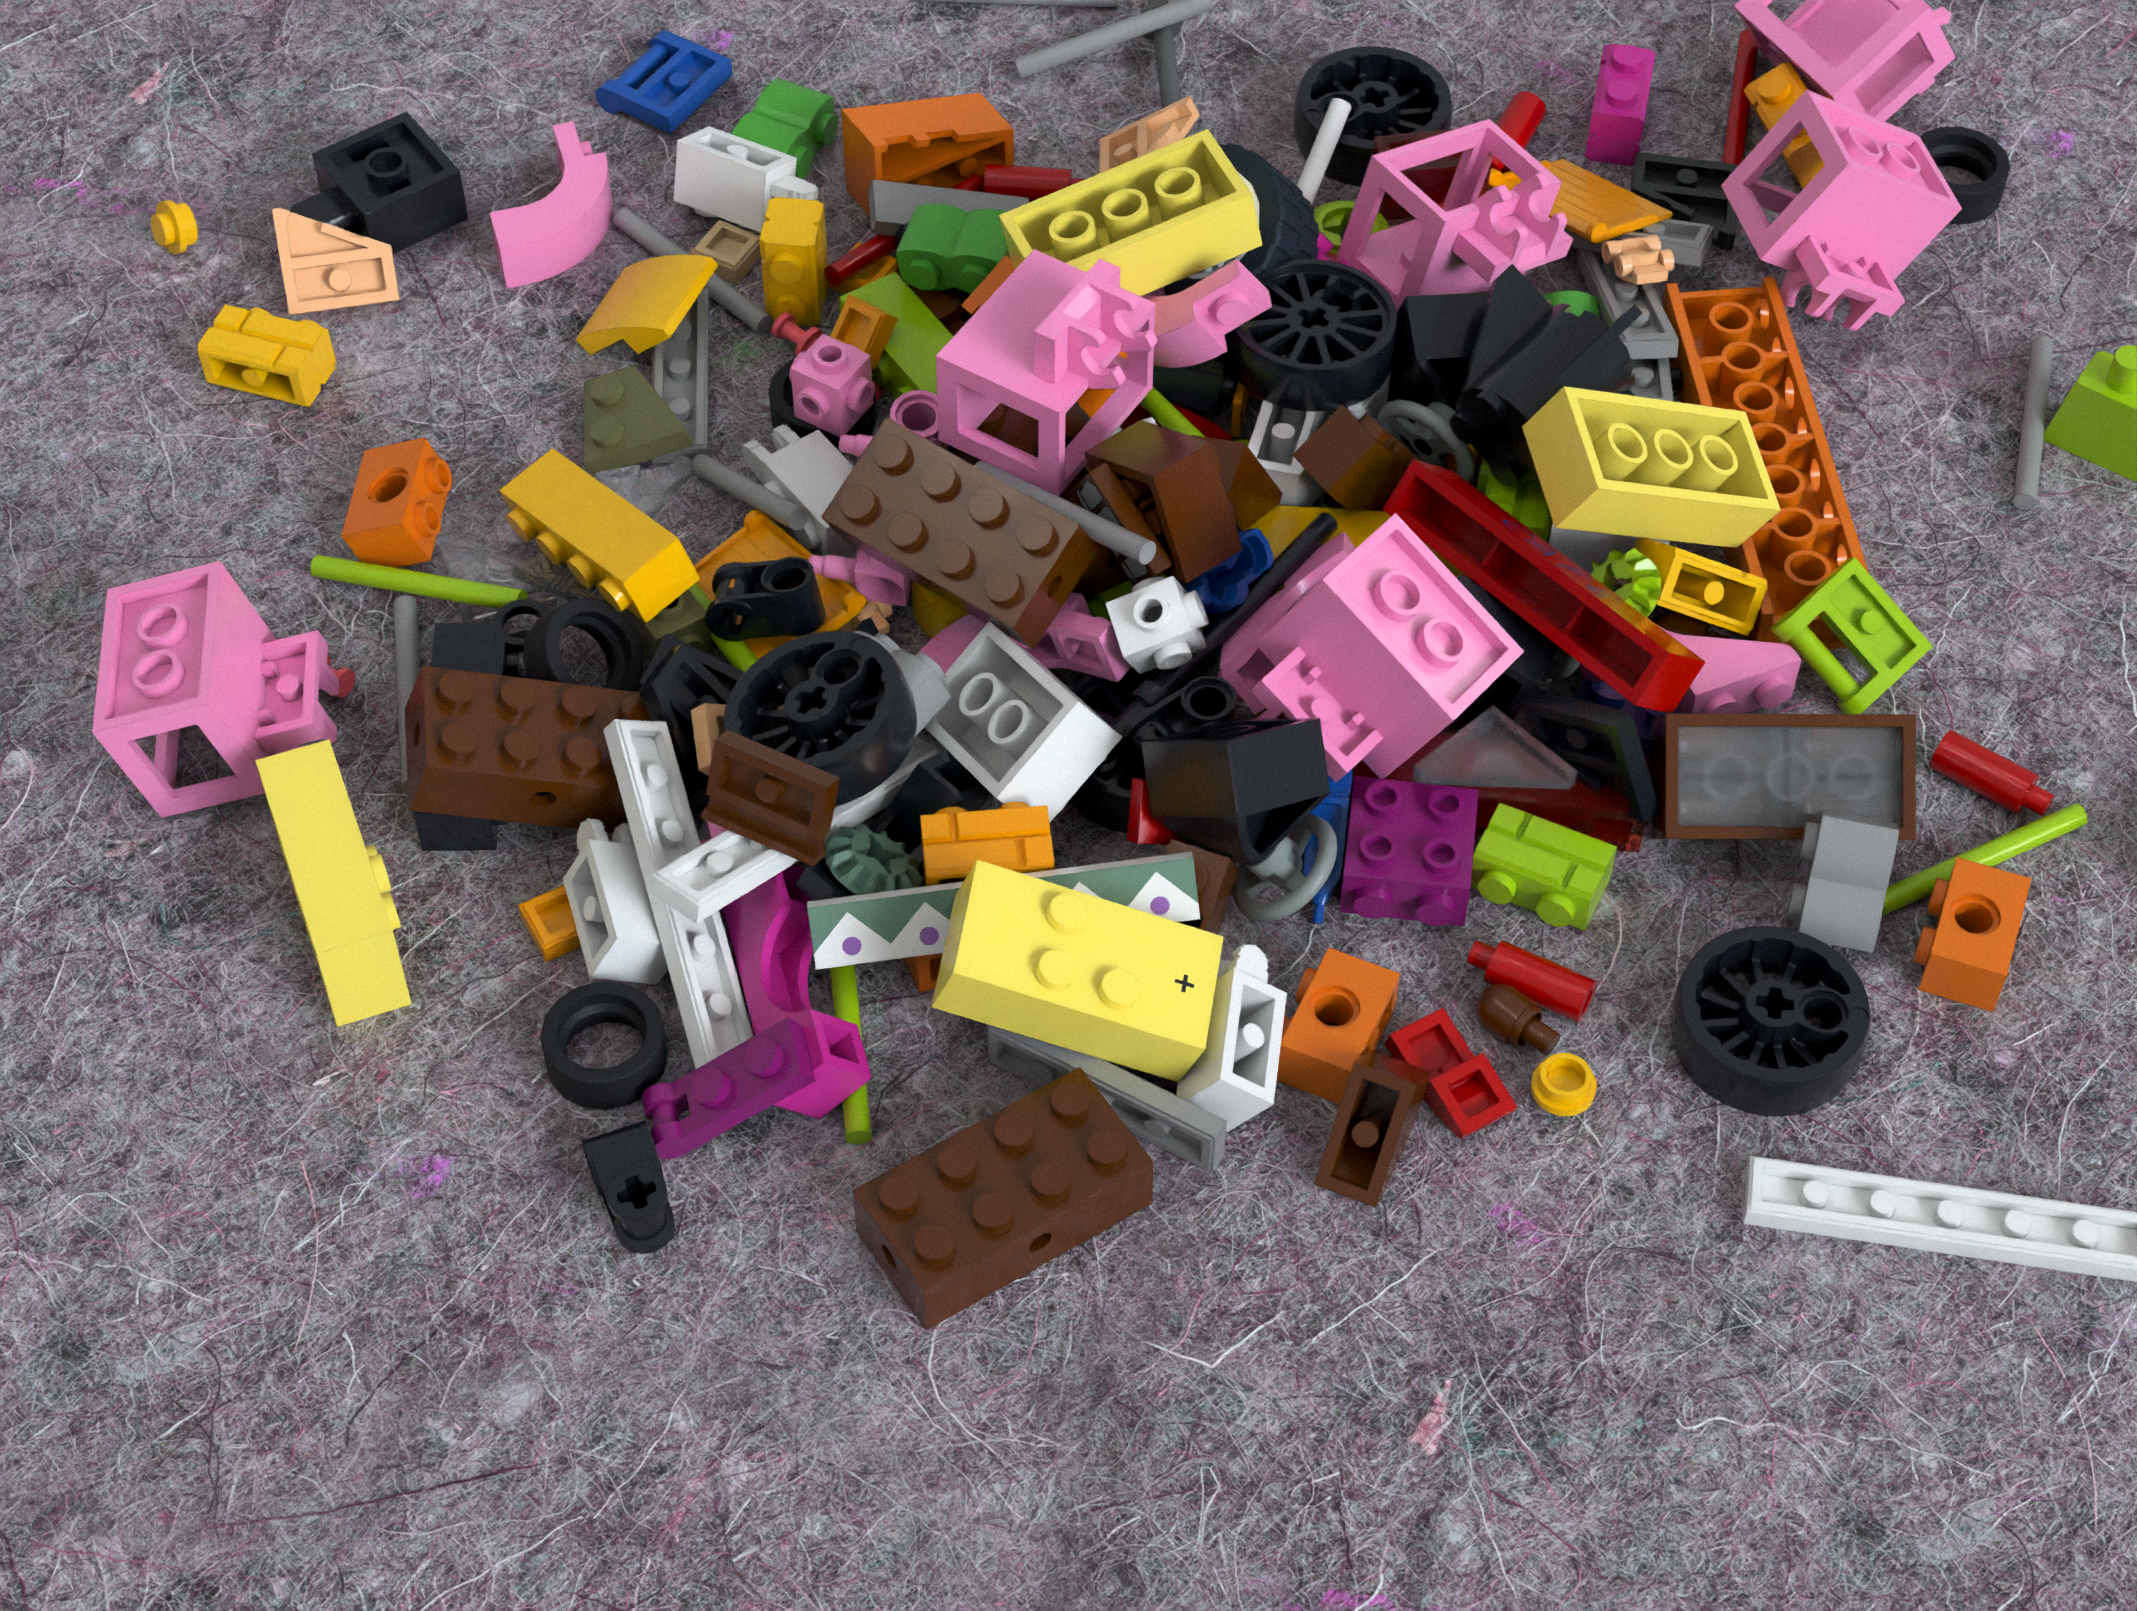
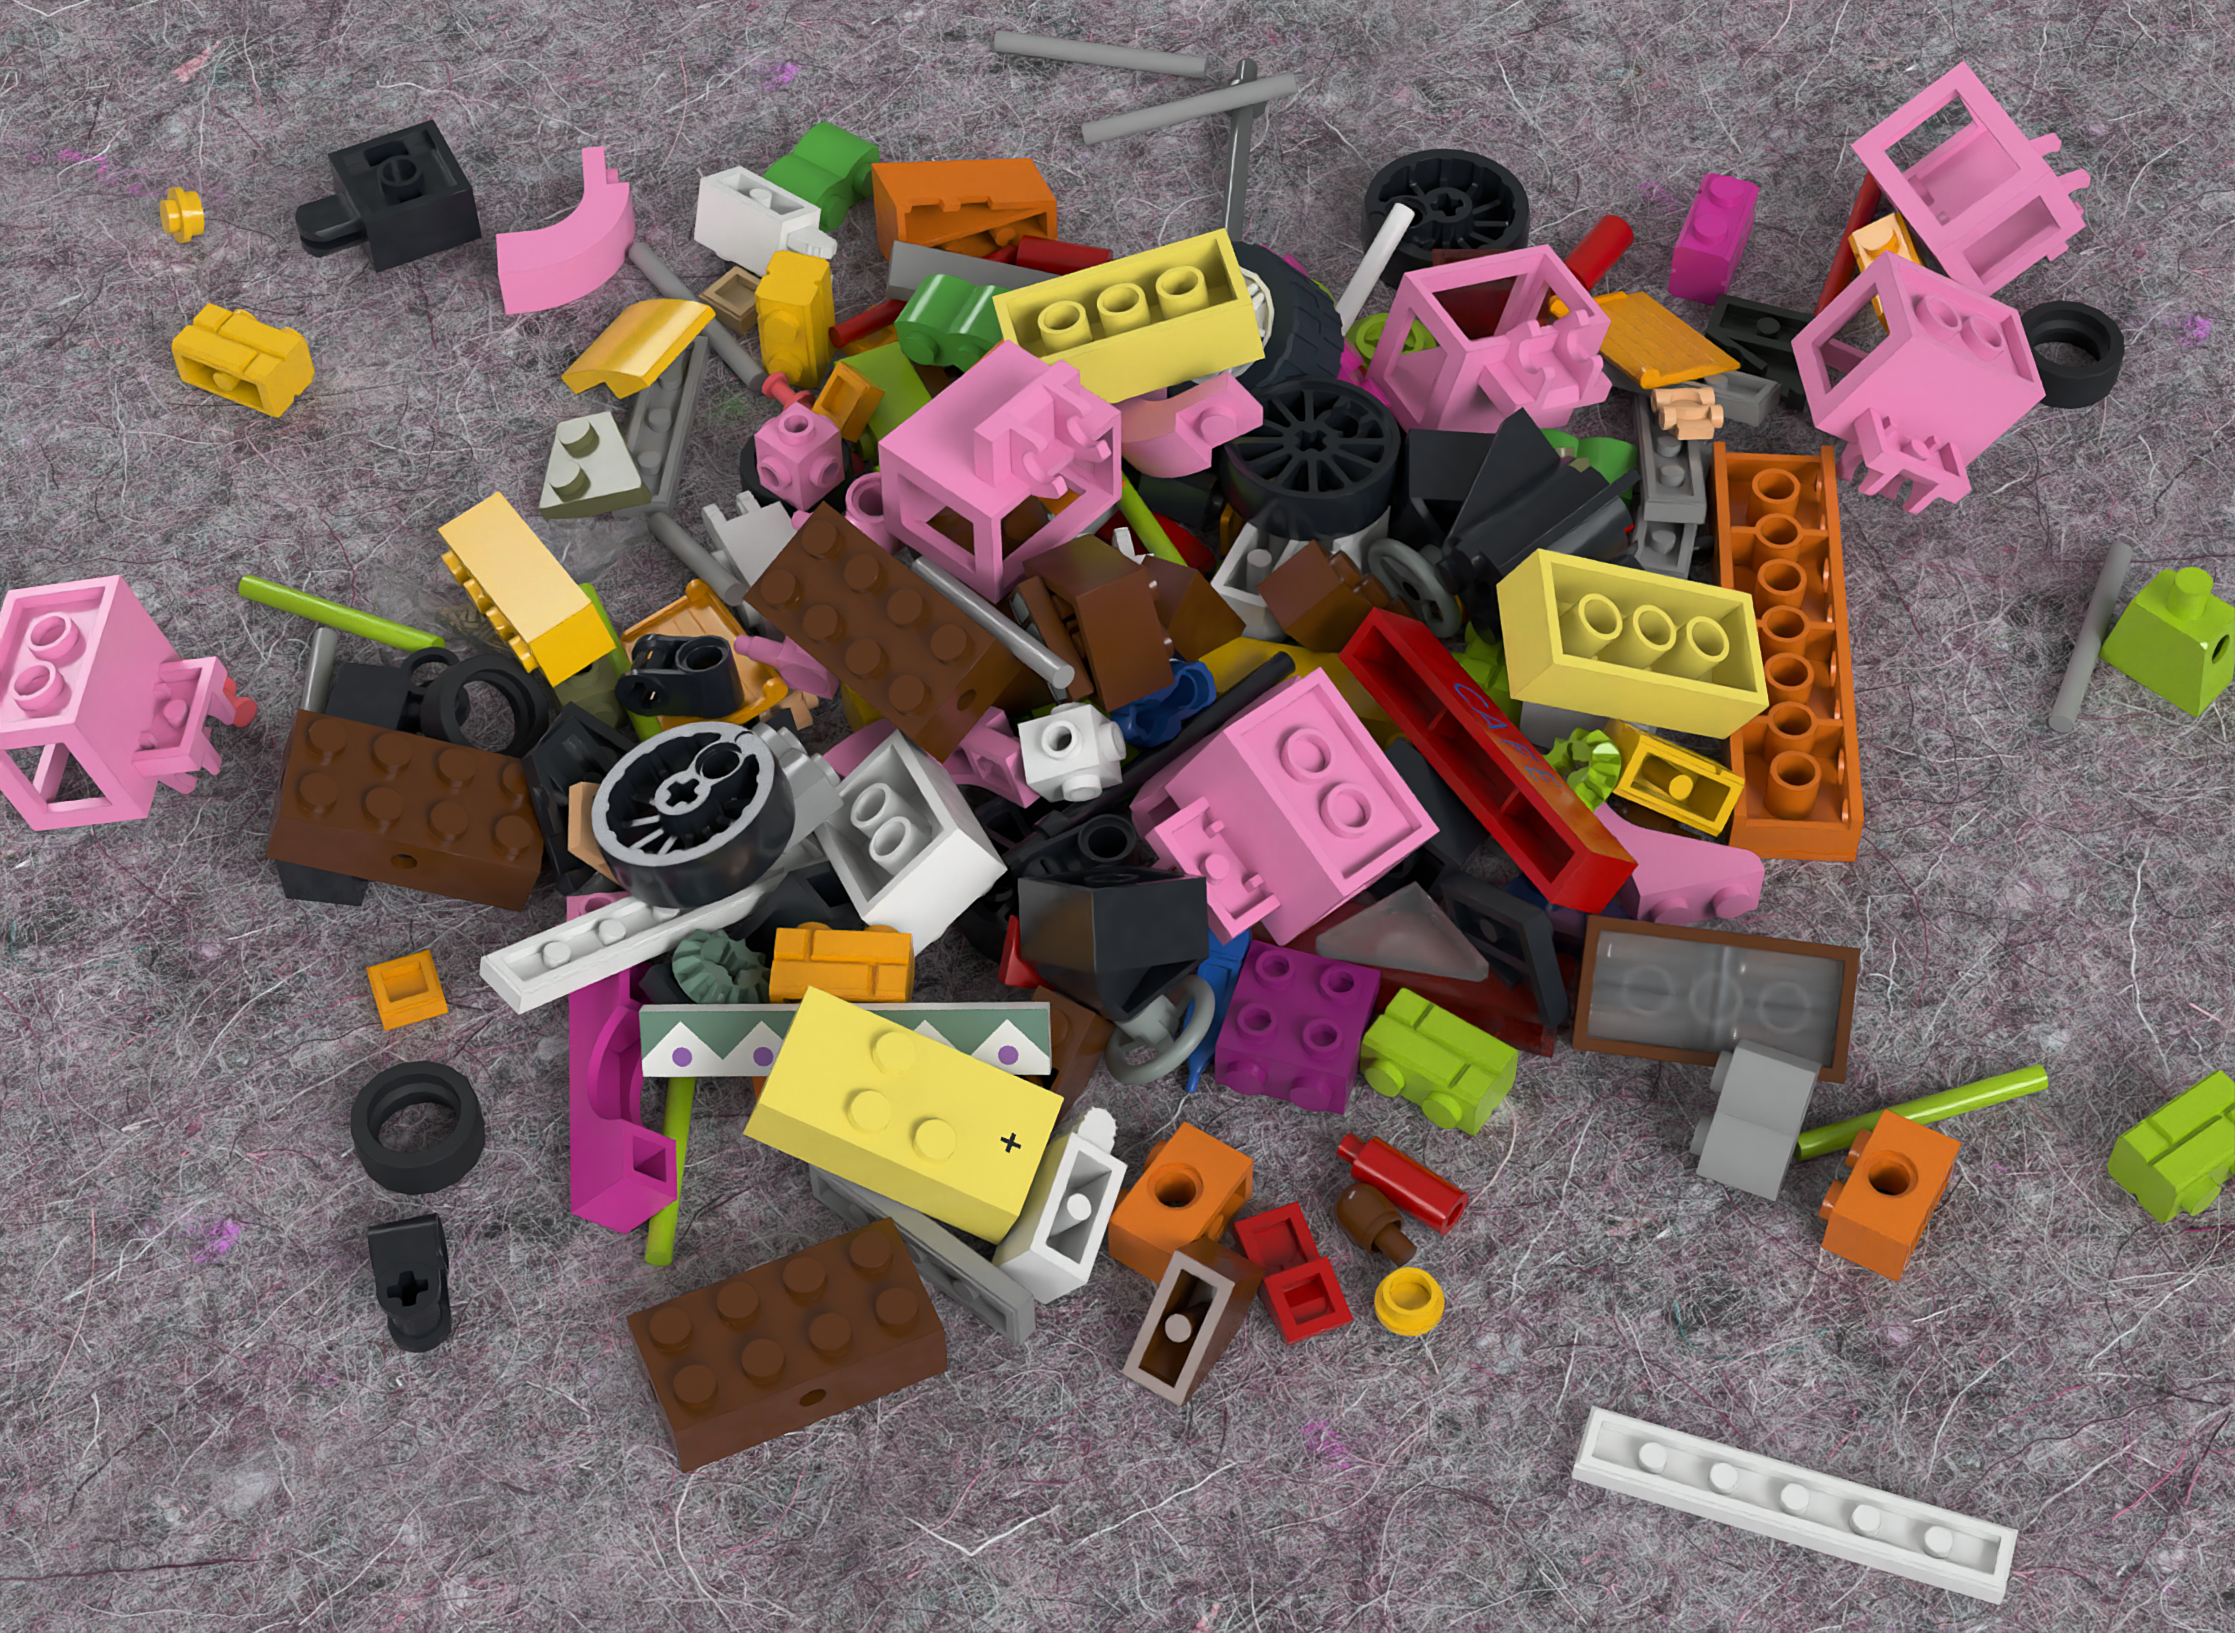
camera: 10 degrees right, 0 degrees up
(331, 267) = (327, 273): light nougat wing -> none
(336, 883) = (178, 923): light yellow brick -> none
(397, 504) = (336, 532): orange brick -> none
(613, 907) = (455, 1007): white hinge -> none
(663, 832) = (532, 1044): white tile -> none
(674, 91) = (715, 113): blue plate -> none
(728, 1089) = (527, 1192): magenta plate -> none
(770, 797) = (619, 891): reddish brown plate -> none
(1148, 134) = (1200, 218): light nougat wing -> none
(1770, 1021) = (1615, 1260): black piece -> none
(1865, 623) = (1844, 842): lime plate -> none
(1989, 774) = (1950, 1020): red cylinder -> none

